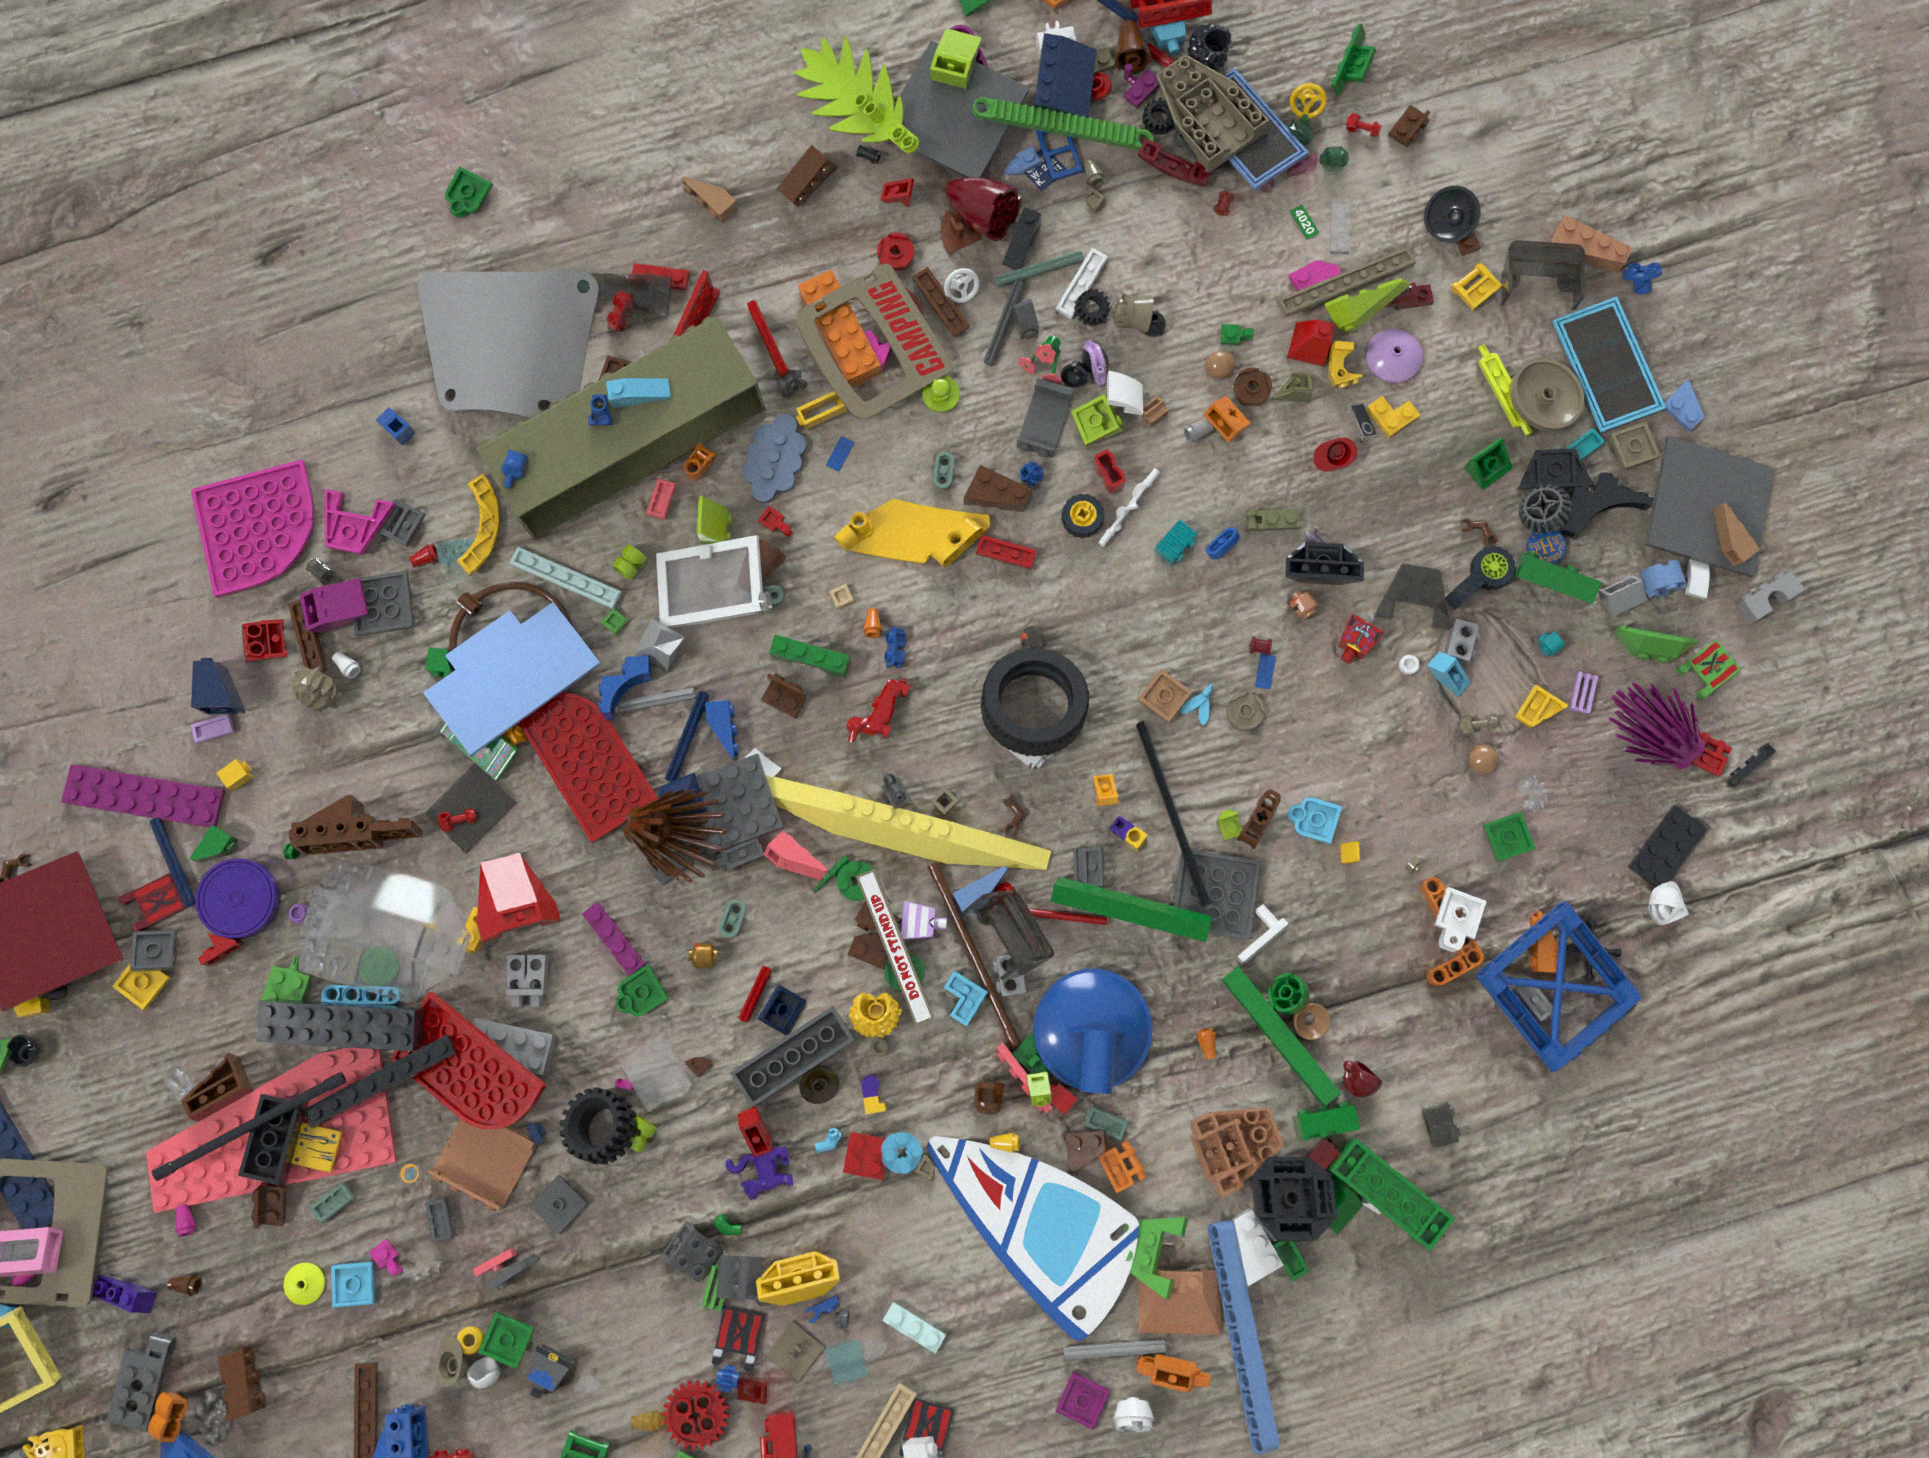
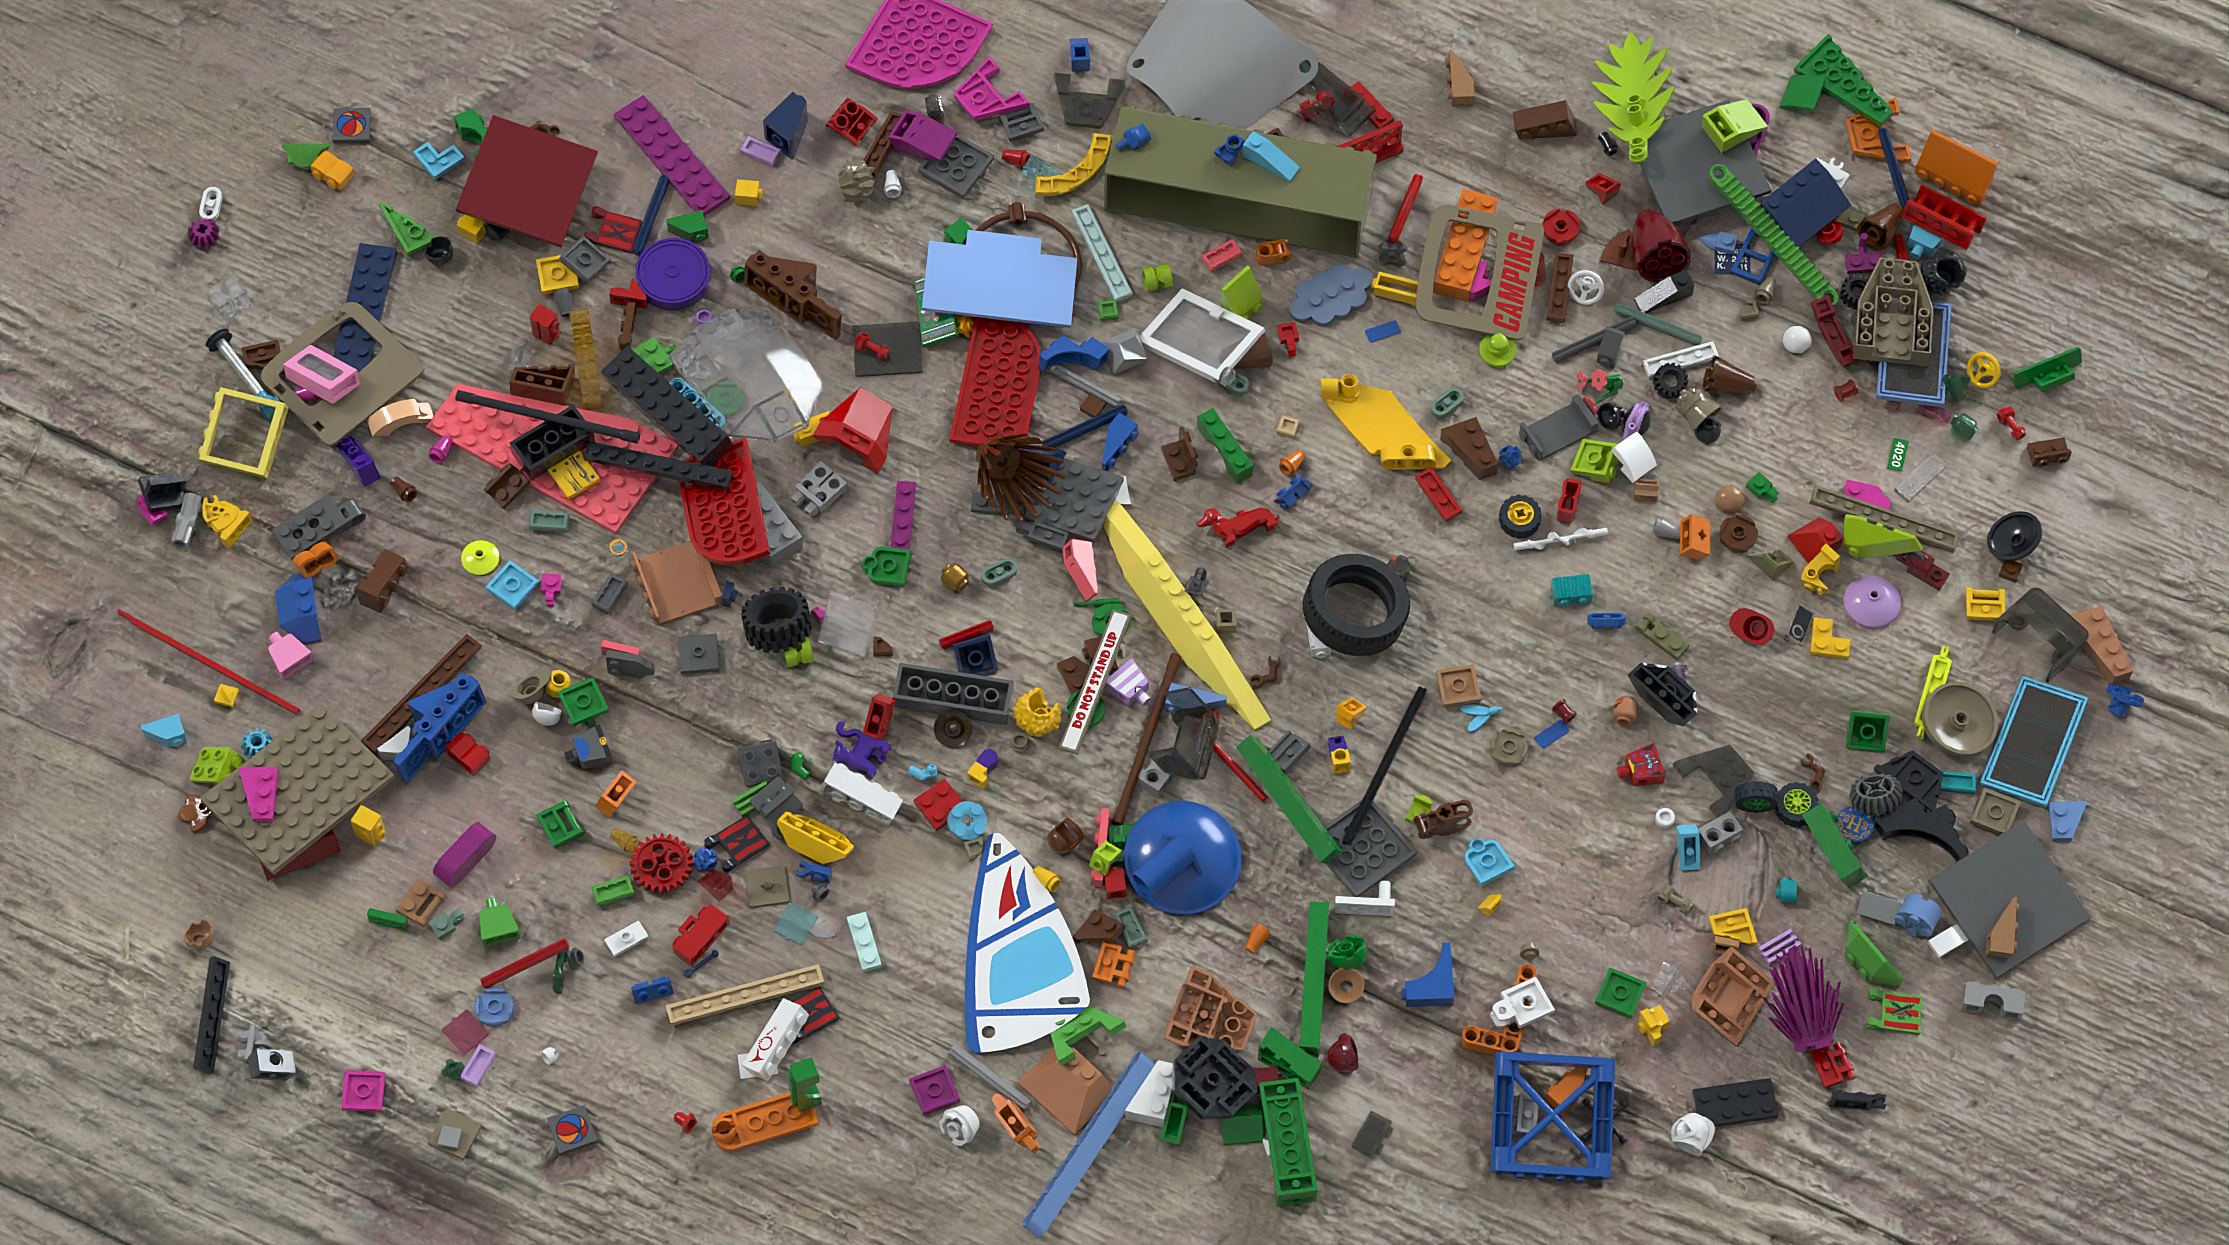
camera: 40 degrees right, 15 degrees down
(122, 1224) = (398, 414): none -> light nougat arch
(168, 1000) = (564, 301): none -> dark grey cone
(172, 1039) = (545, 324): none -> red brick
(212, 1018) = (586, 359): none -> clear yellow beam
(242, 976) = (628, 325): none -> reddish brown plate
(441, 467) = (1084, 108): none -> clear smoke wing
(605, 1391) = (615, 794): none -> orange slope
(676, 712) = (1092, 406): none -> reddish brown tile
(799, 1209) = (860, 793): none -> white wedge
(970, 997) = (1116, 762): medium azure plate -> none
(1131, 269) = (1727, 378): none -> reddish brown cone
(1151, 193) = (1797, 339): none -> white hair
(1374, 957) = (1435, 987): none -> blue arch
(1483, 759) = (1655, 926): medium nougat hair -> none
(1548, 729) = (1724, 942): none -> medium nougat piece
(1556, 840) = (1652, 1023): none -> yellow brick
(1588, 766) = (1731, 995): none -> nougat slope

